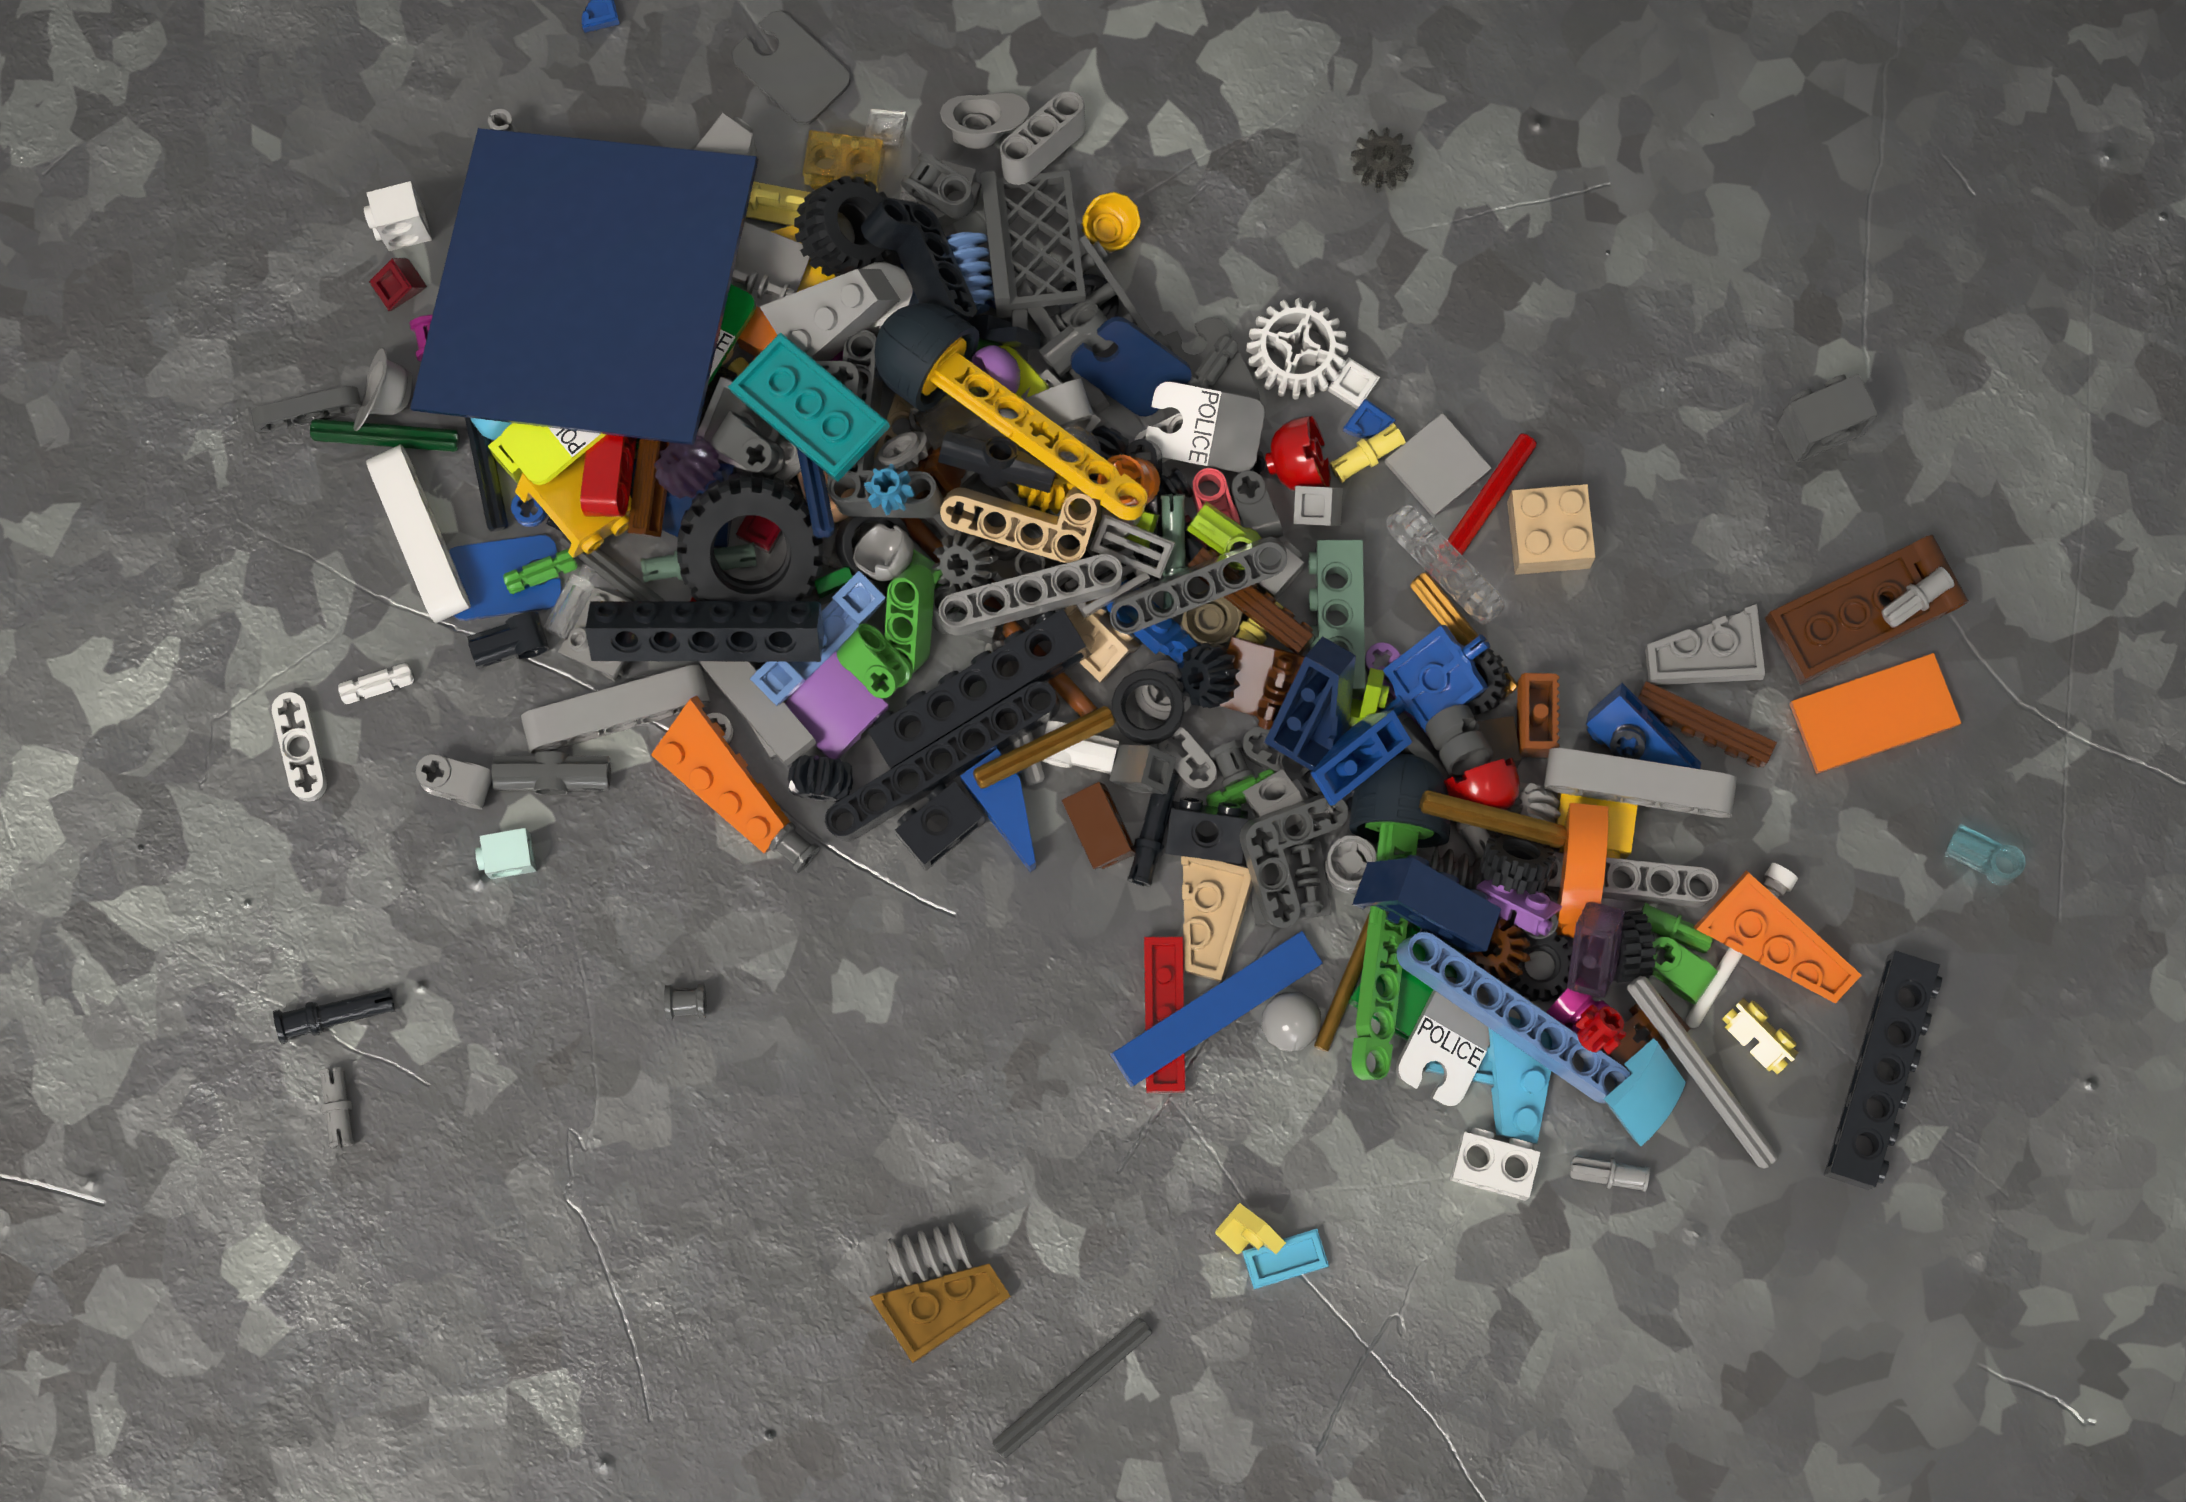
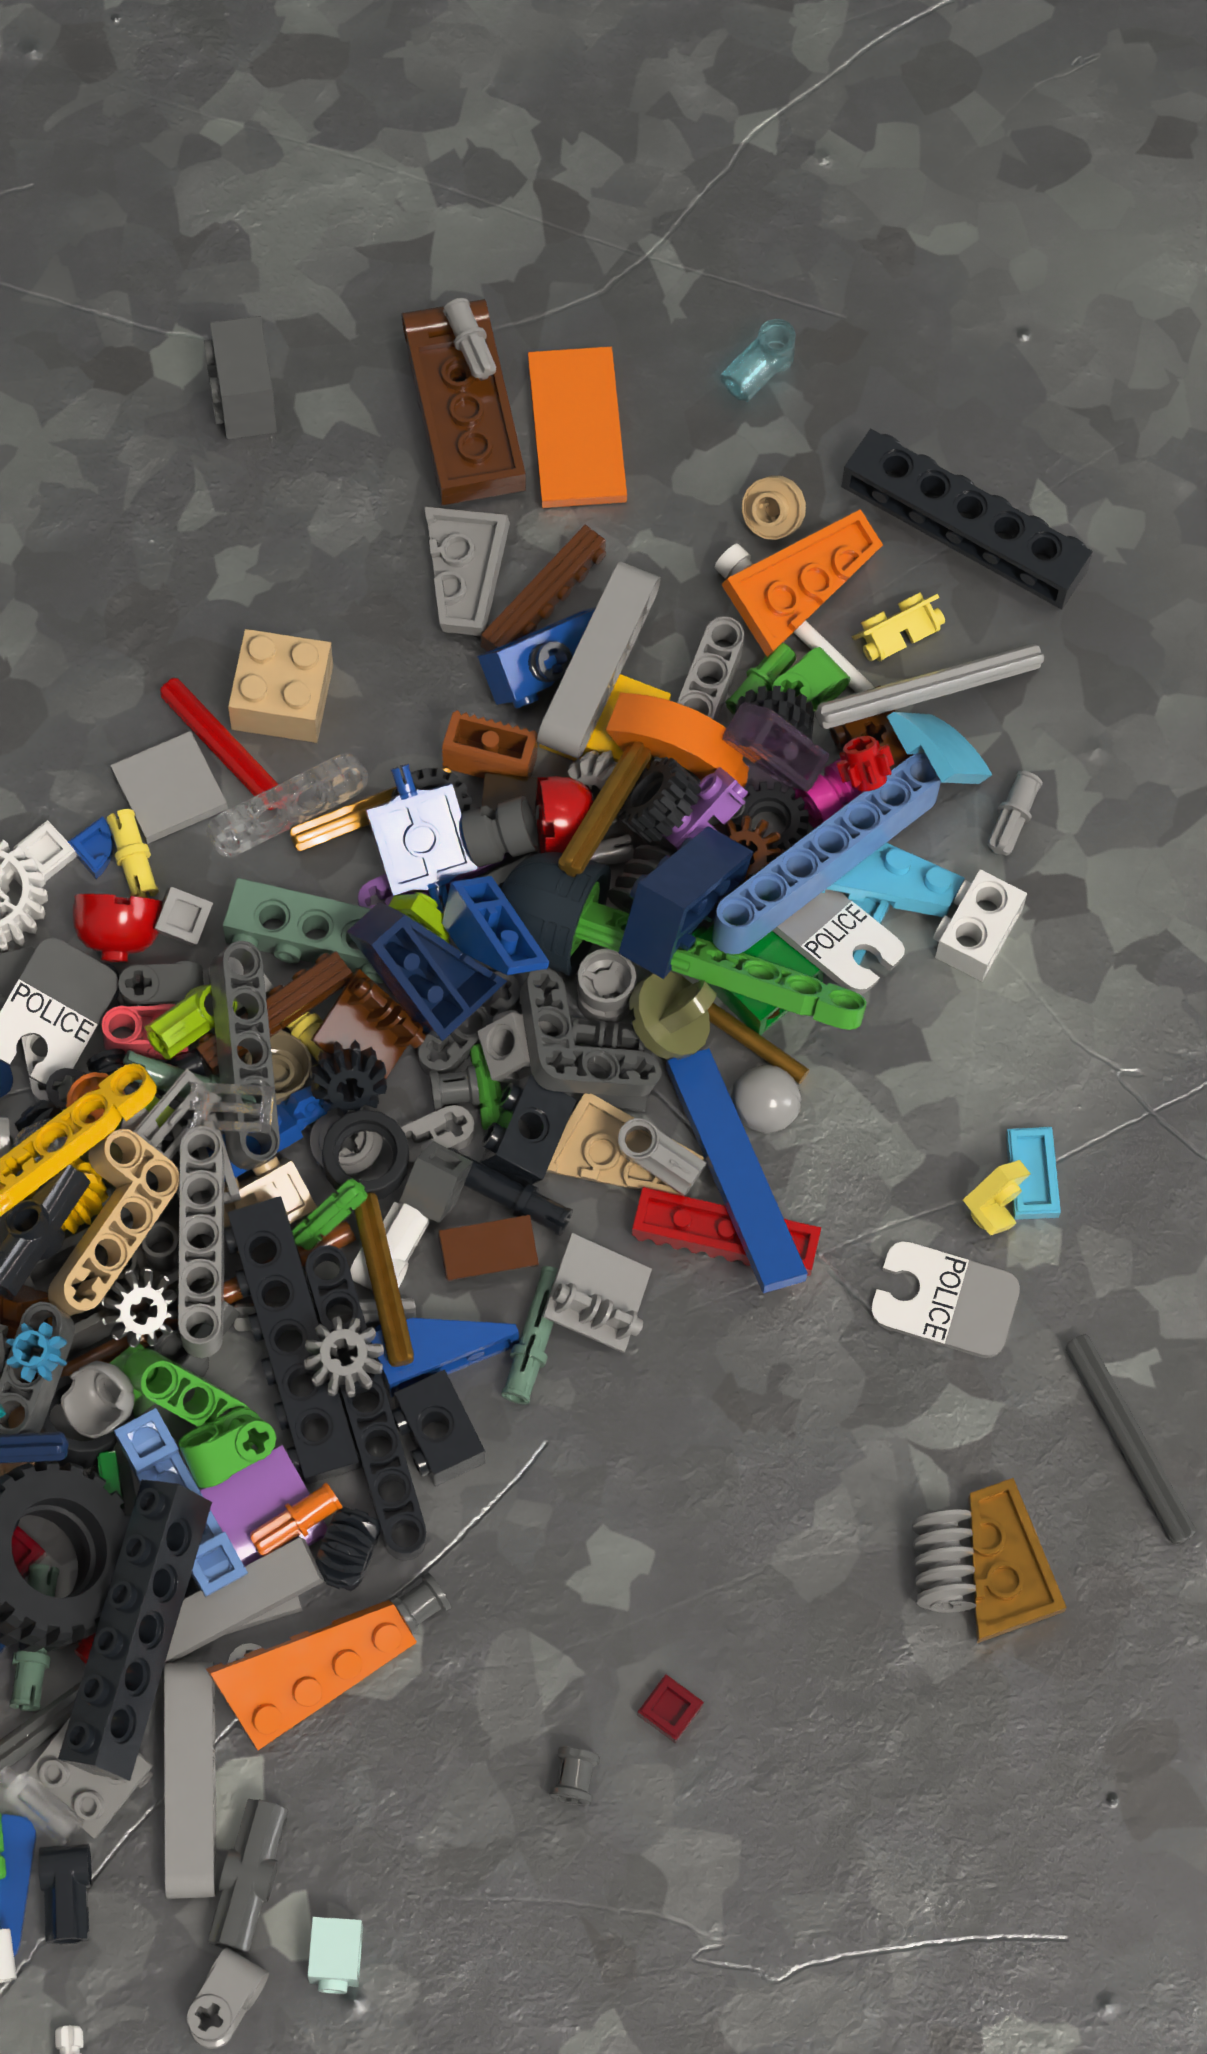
camera: 80 degrees left, 10 degrees down
(759, 1064) = (670, 1708): none -> dark red tile
(829, 731) = (295, 1520): none -> orange axle
(949, 729) = (356, 1344): none -> light grey gear
(1037, 882) = (521, 1381): none -> sand green pin
(1084, 923) = (597, 1293): none -> light grey hinge
(1089, 691) = (329, 1214): none -> bright green axle
(1141, 565) = (202, 1106): none -> clear tile
(1154, 1220) = (956, 1304): none -> piece
(1206, 946) = (663, 1158): none -> light grey piece
(1332, 924) = (672, 1014): none -> olive tile
(1841, 899) = (773, 507): none -> tan plate

